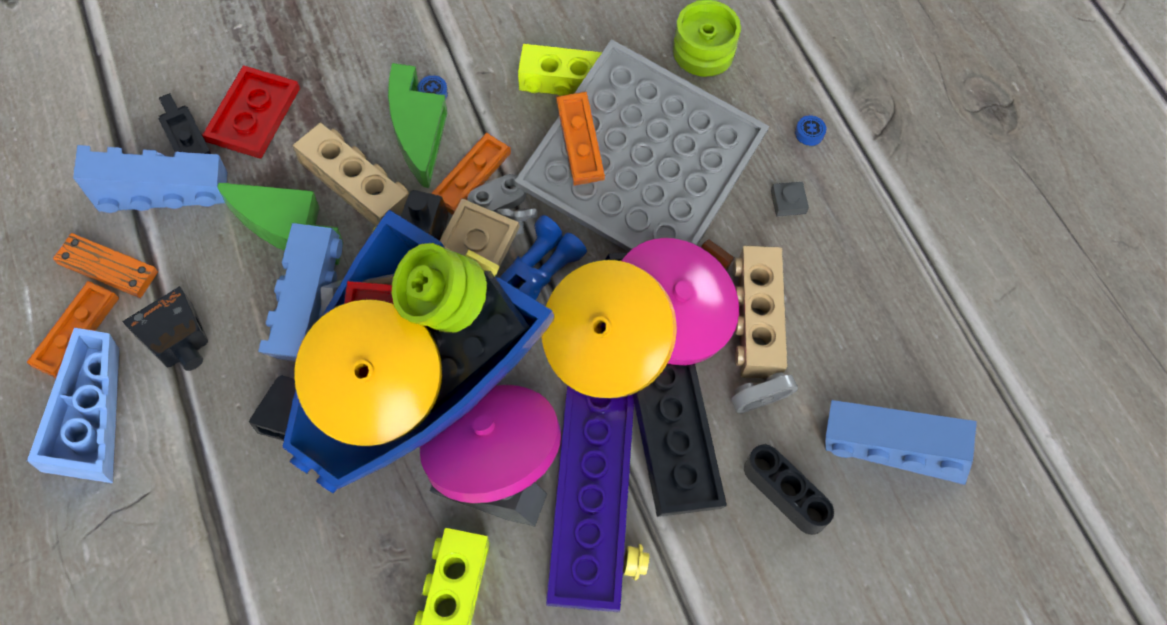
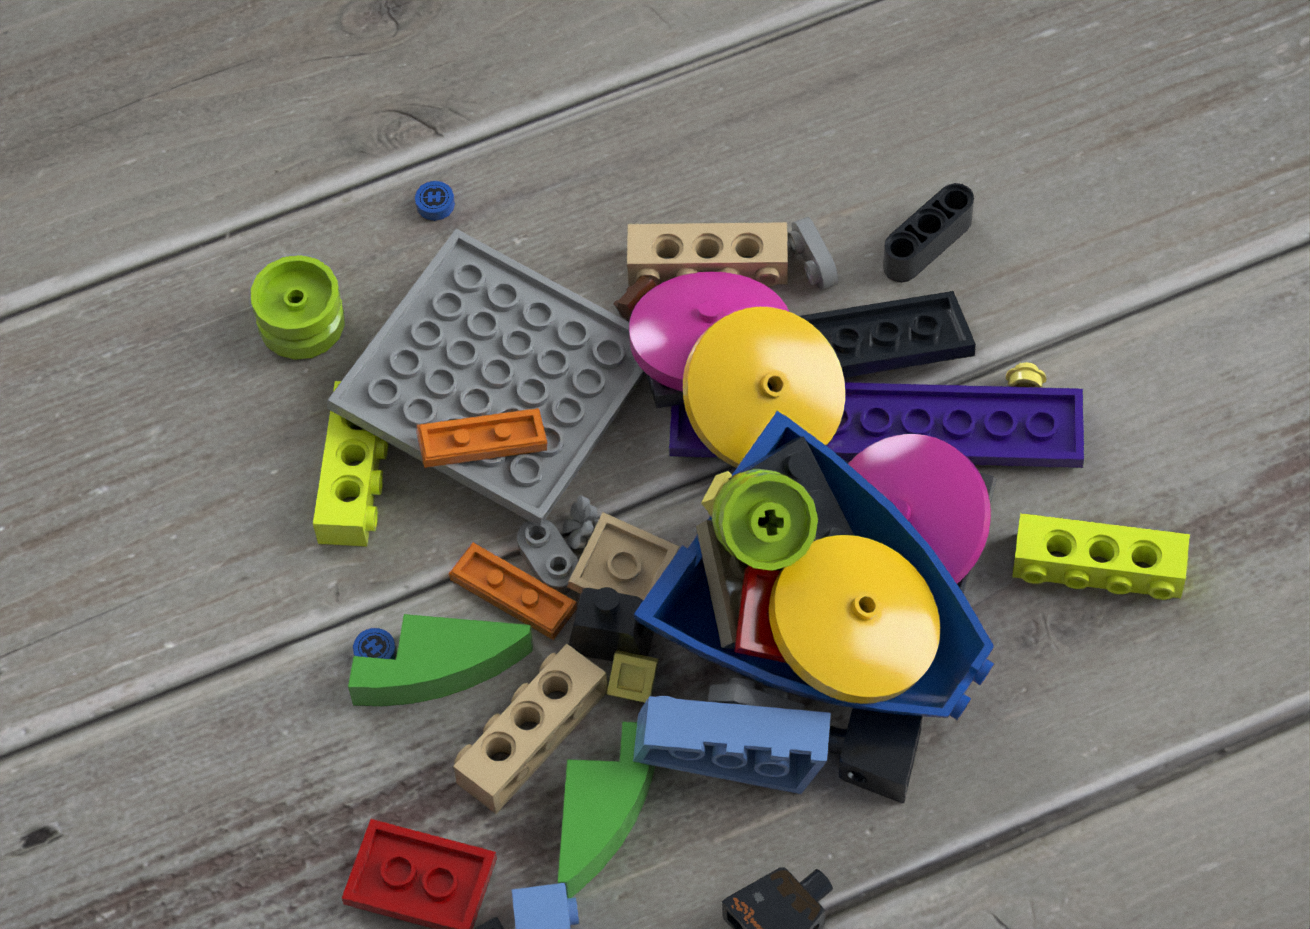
camera: 85 degrees left, 5 degrees down
(548, 235) = (633, 464): blue piece -> none
(789, 199) = (540, 226): dark grey plate -> none
(902, 439) = (864, 120): medium blue wedge -> none

